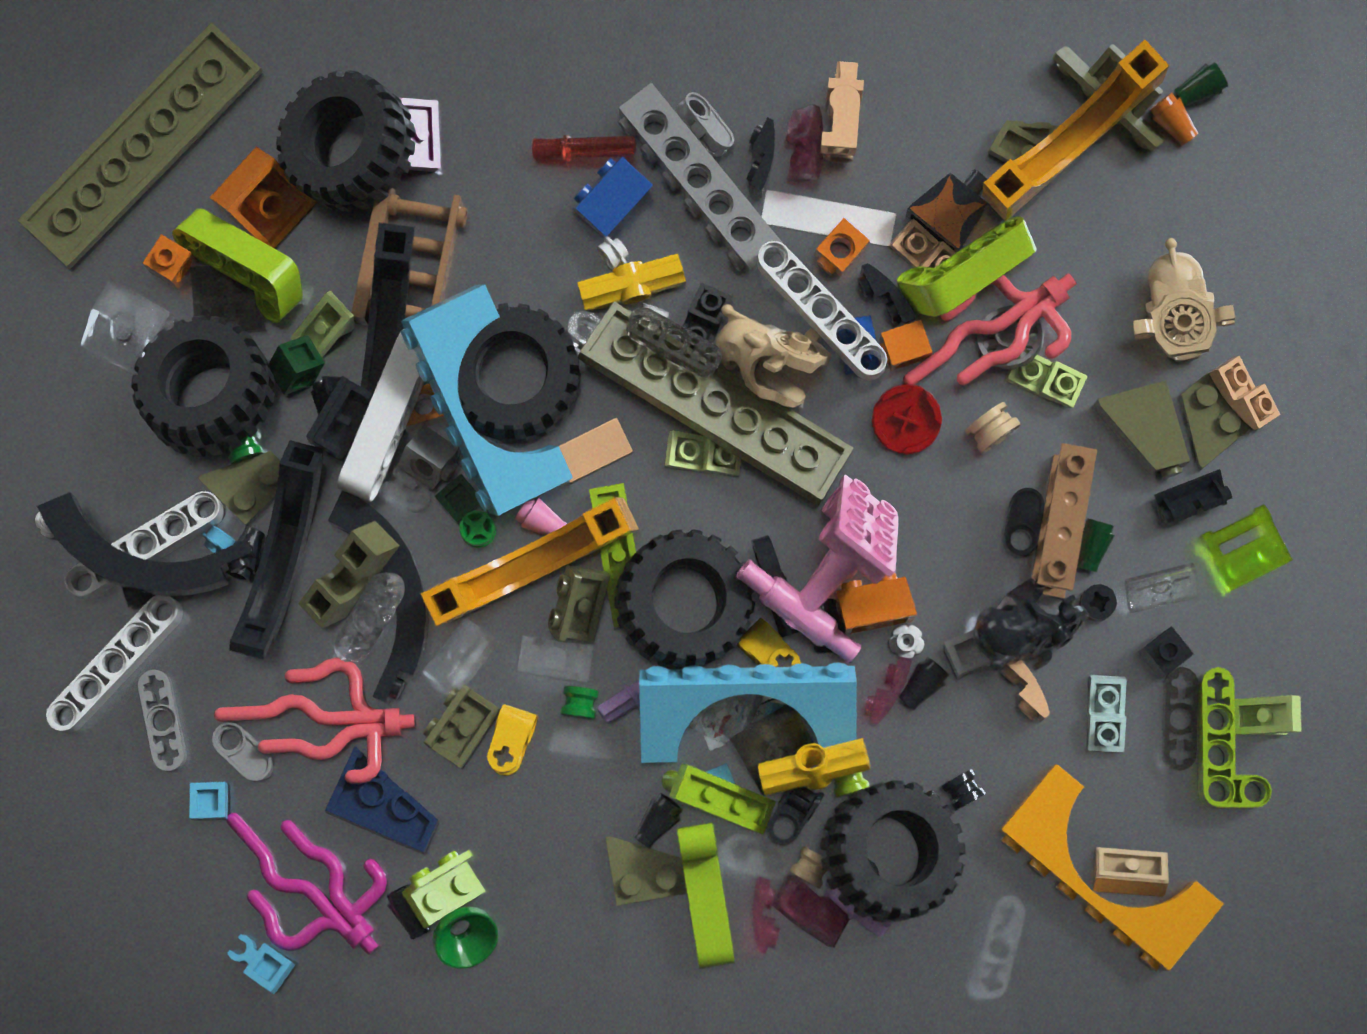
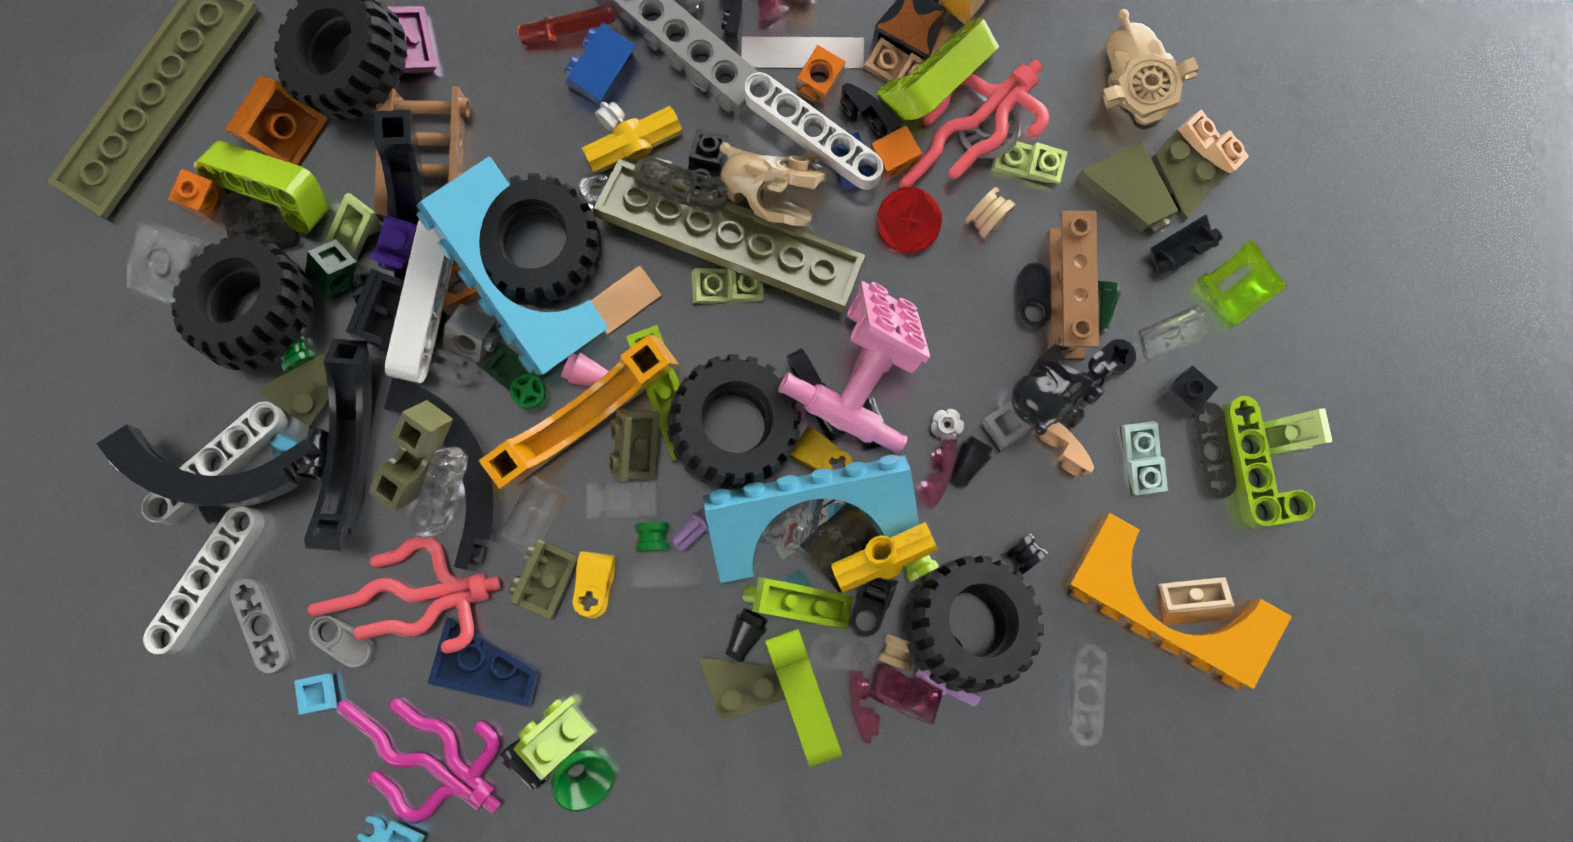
camera: 15 degrees left, 0 degrees up
(369, 352) = (394, 244): none -> dark purple bracket
(874, 605) = (912, 395): orange slope -> none

